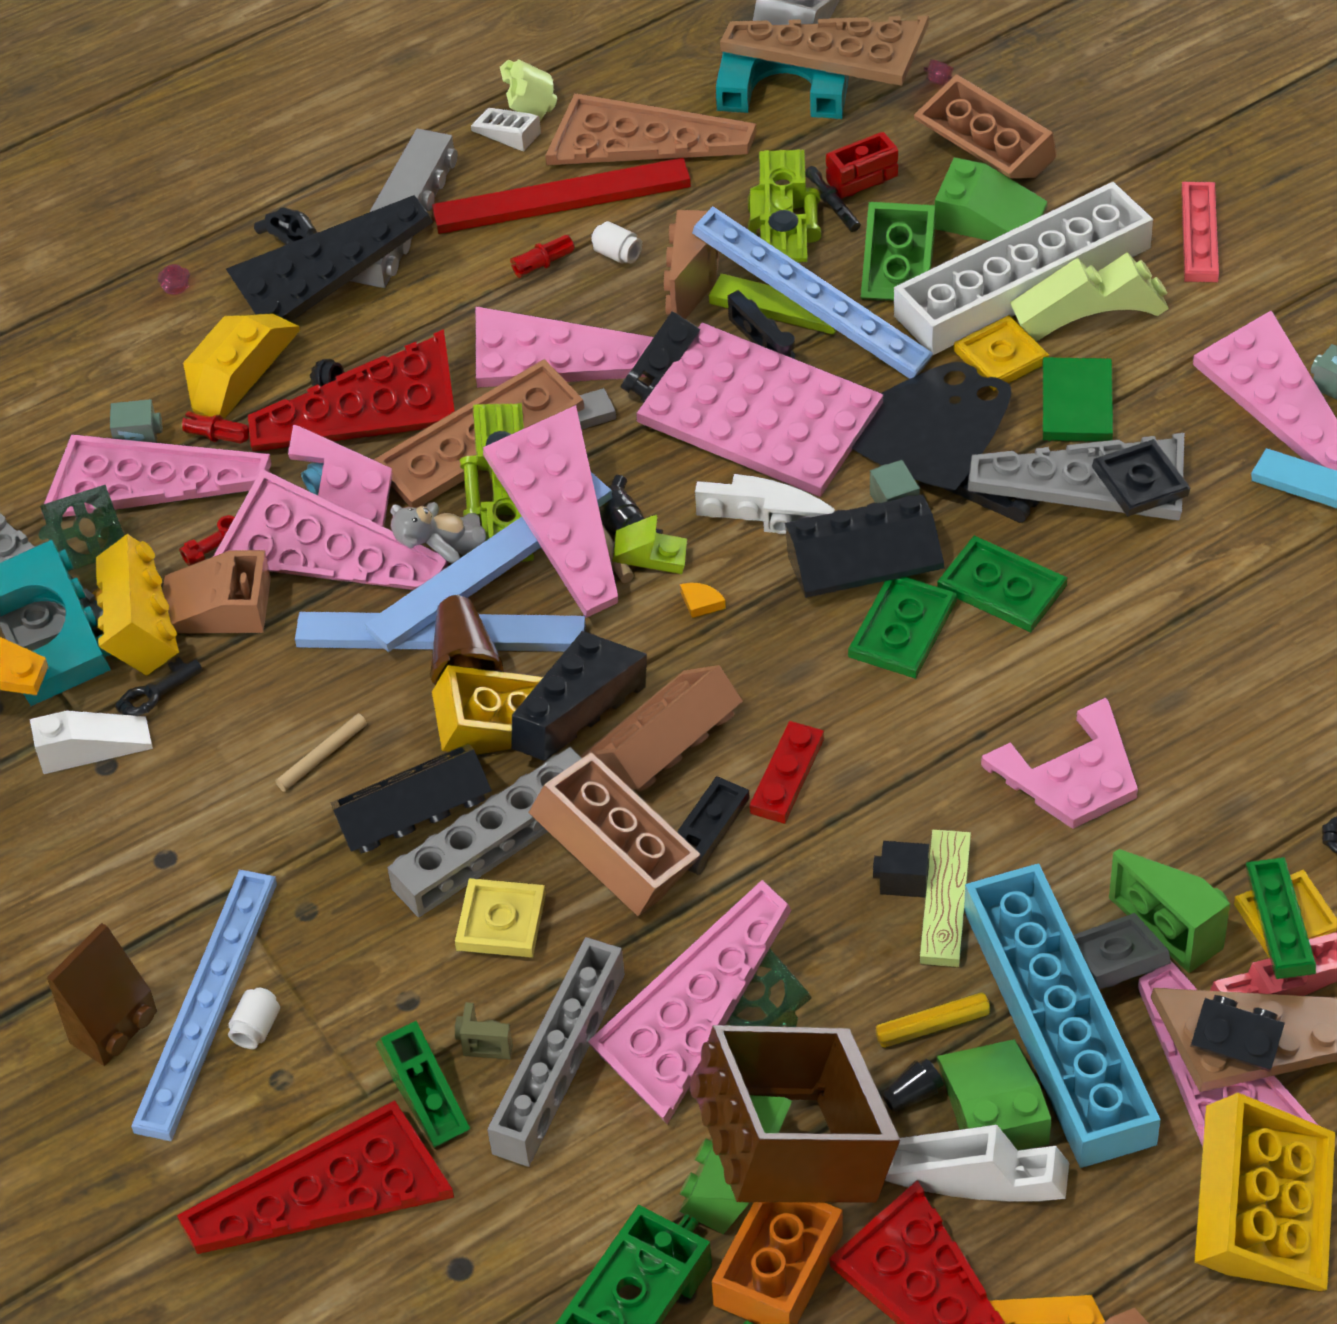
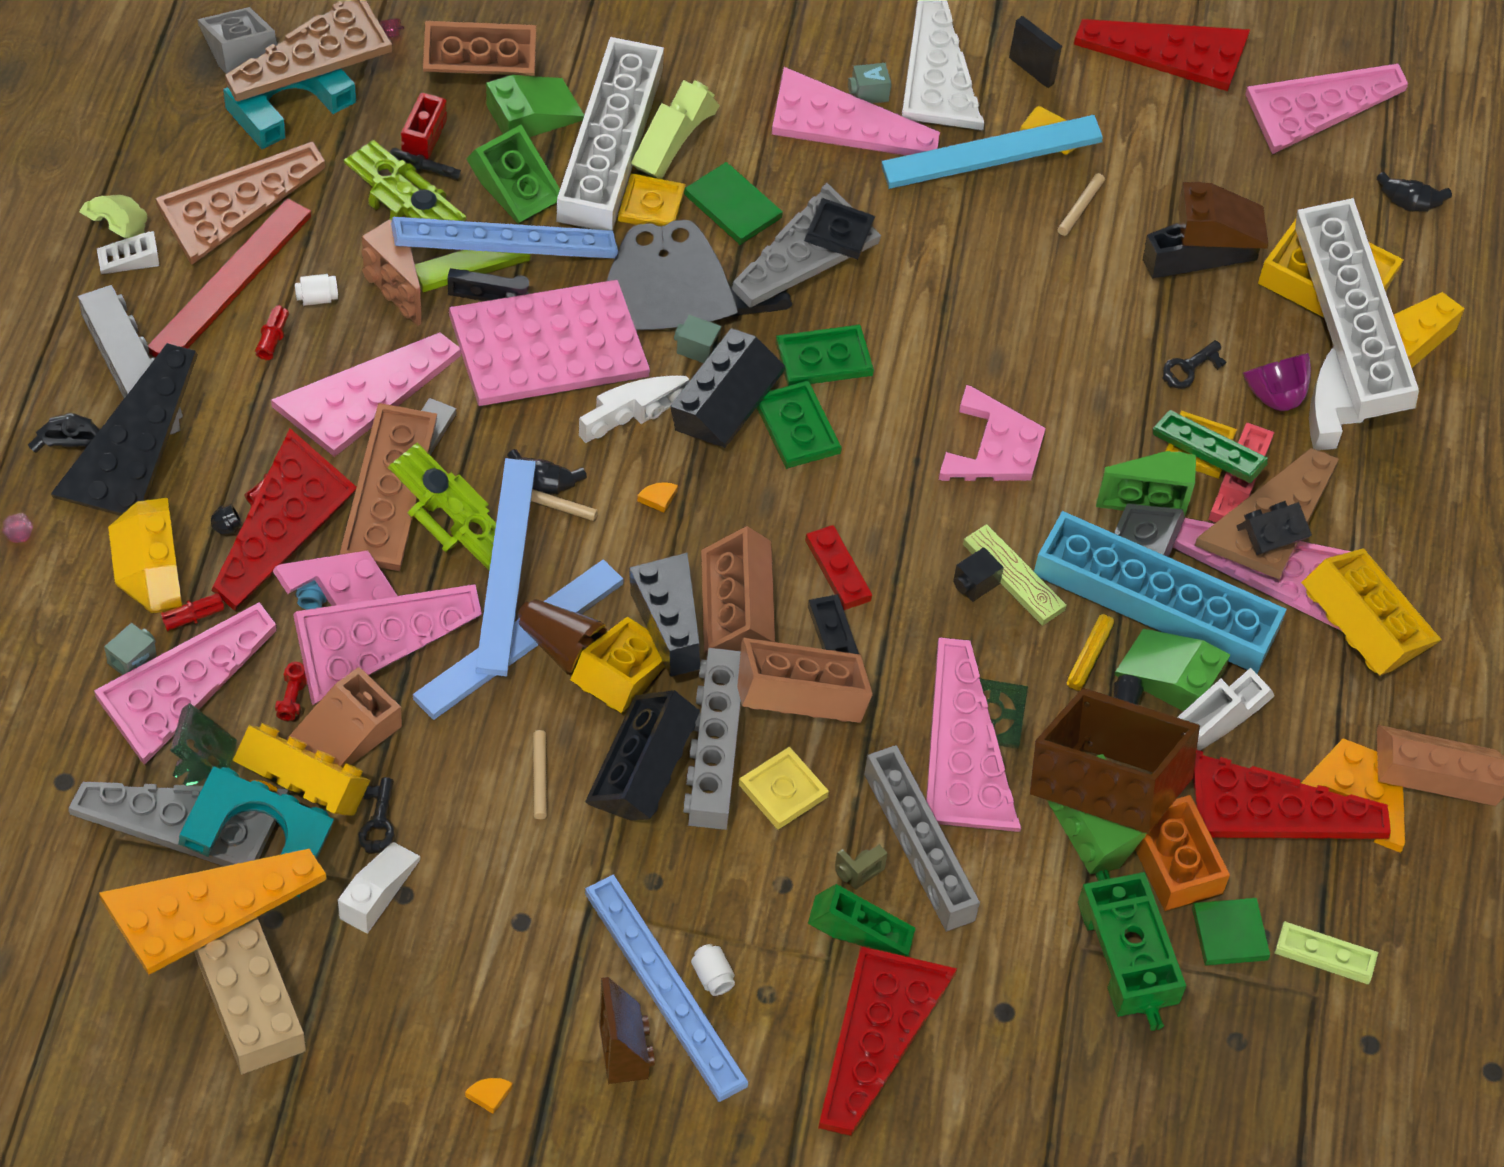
camera: 55 degrees left, 5 degrees up
(444, 533) = (458, 567): light grey piece -> none
(555, 494) = (503, 486): bright pink wing -> none
(645, 548) = (591, 484): lime slope -> none
(664, 349) = (448, 350): black plate -> none
(1199, 232) = (679, 40): coral tile -> none

